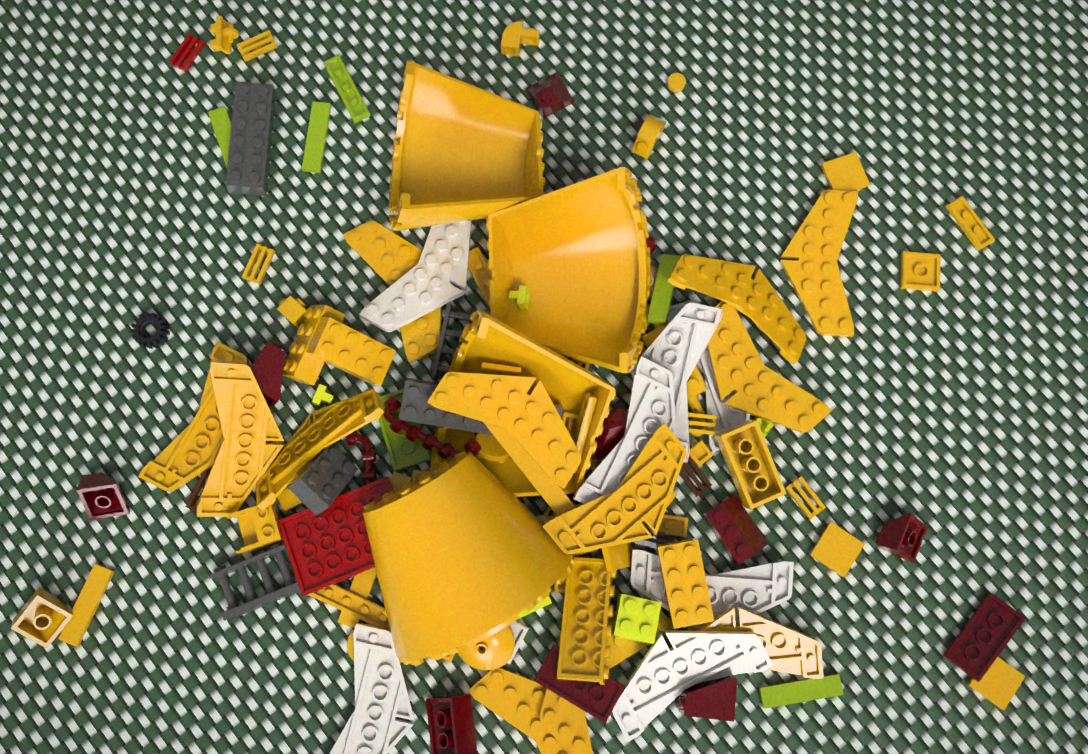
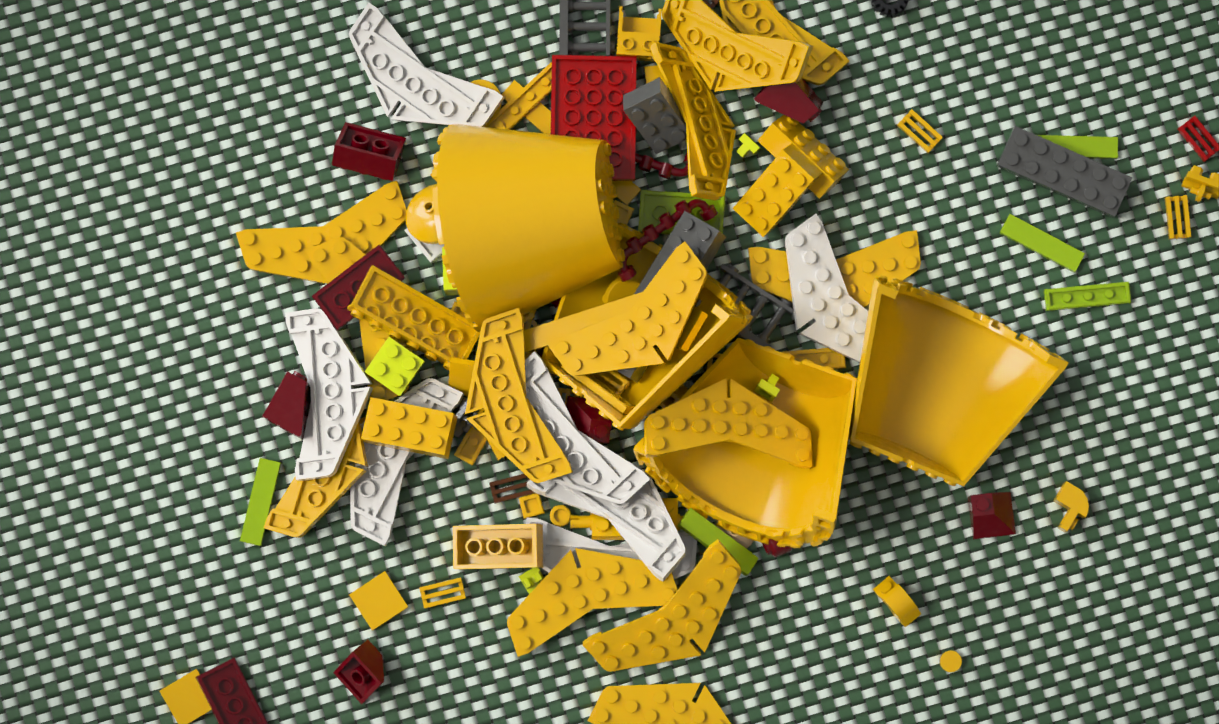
camera: 115 degrees right, 5 degrees up
(293, 310) = (851, 148): yellow brick -> none
(562, 314) = (741, 418): none -> yellow wing
(702, 431) = (552, 514): yellow tile -> none
(735, 530) = (440, 506): dark red slope -> none

